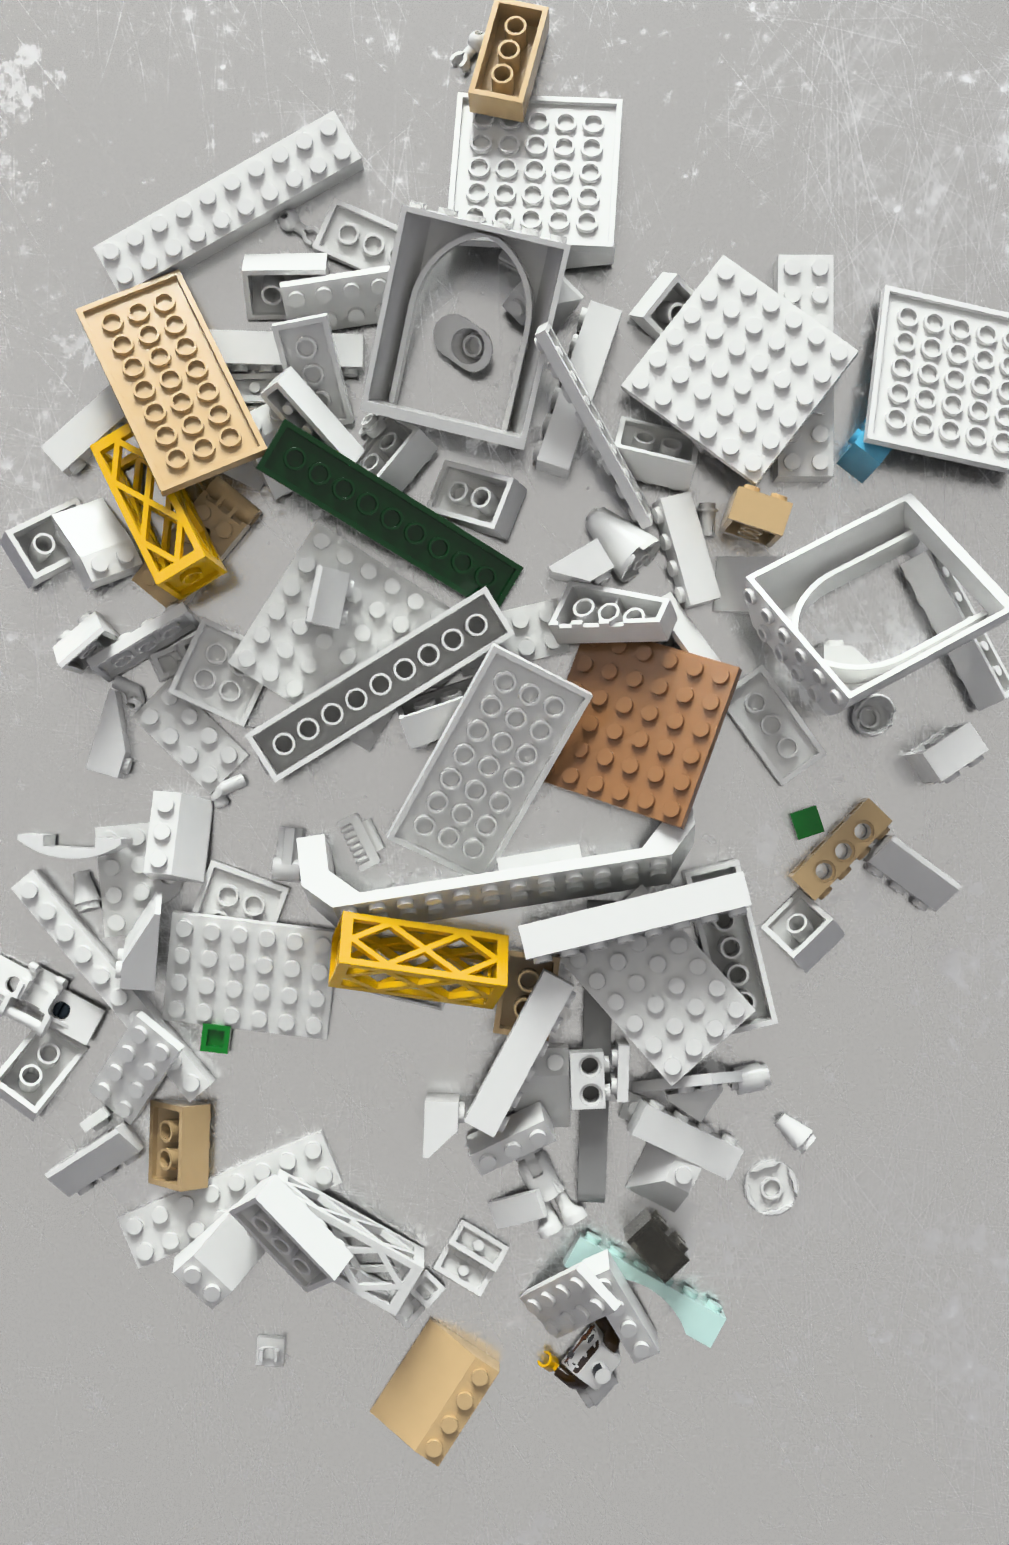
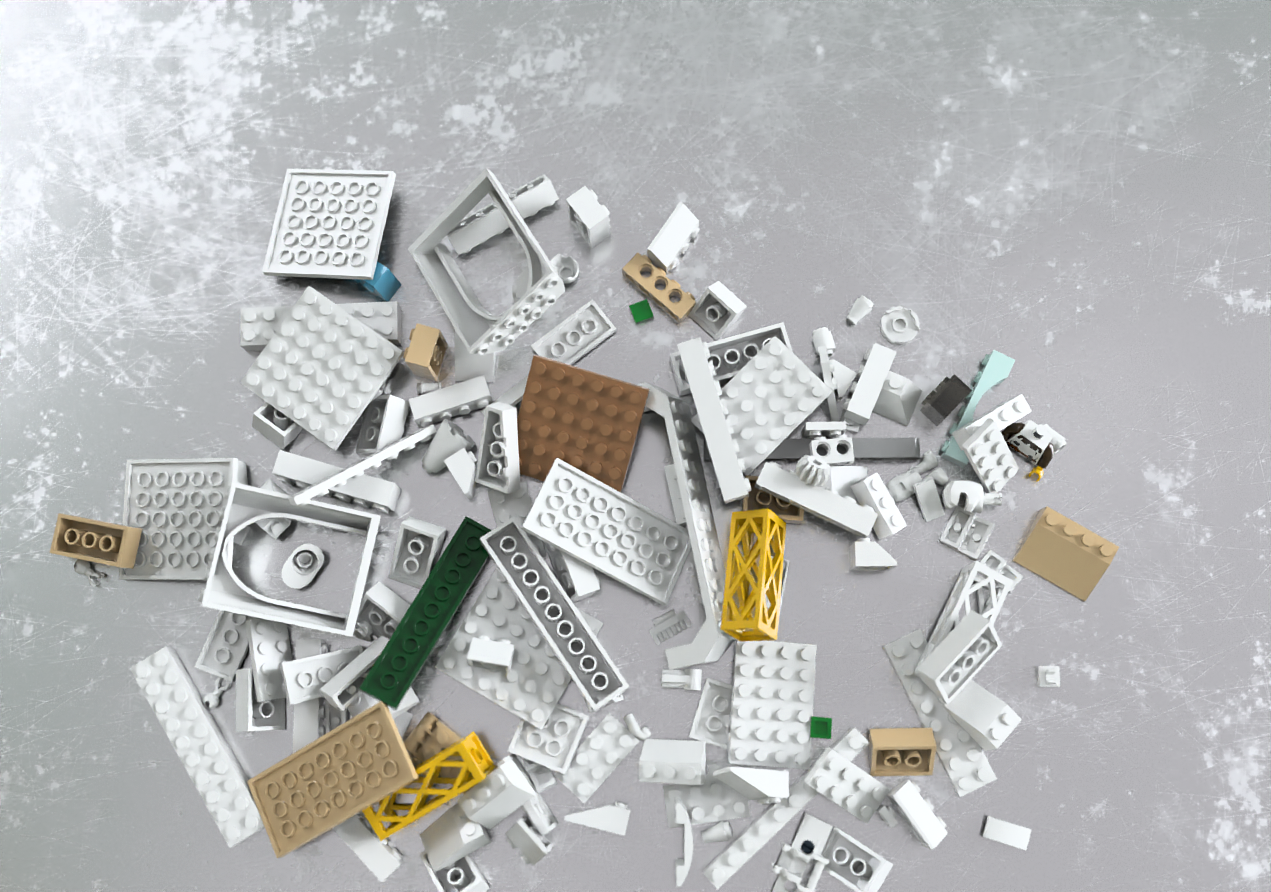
camera: 90 degrees left, 10 degrees down
(68, 1275) = (1007, 833): none -> white slope
(132, 690) = (566, 803): white arm -> none
(137, 601) = (496, 796): none -> white slope
(521, 1272) = (974, 495): none -> white piece
(557, 1051) = (813, 470): none -> white gear

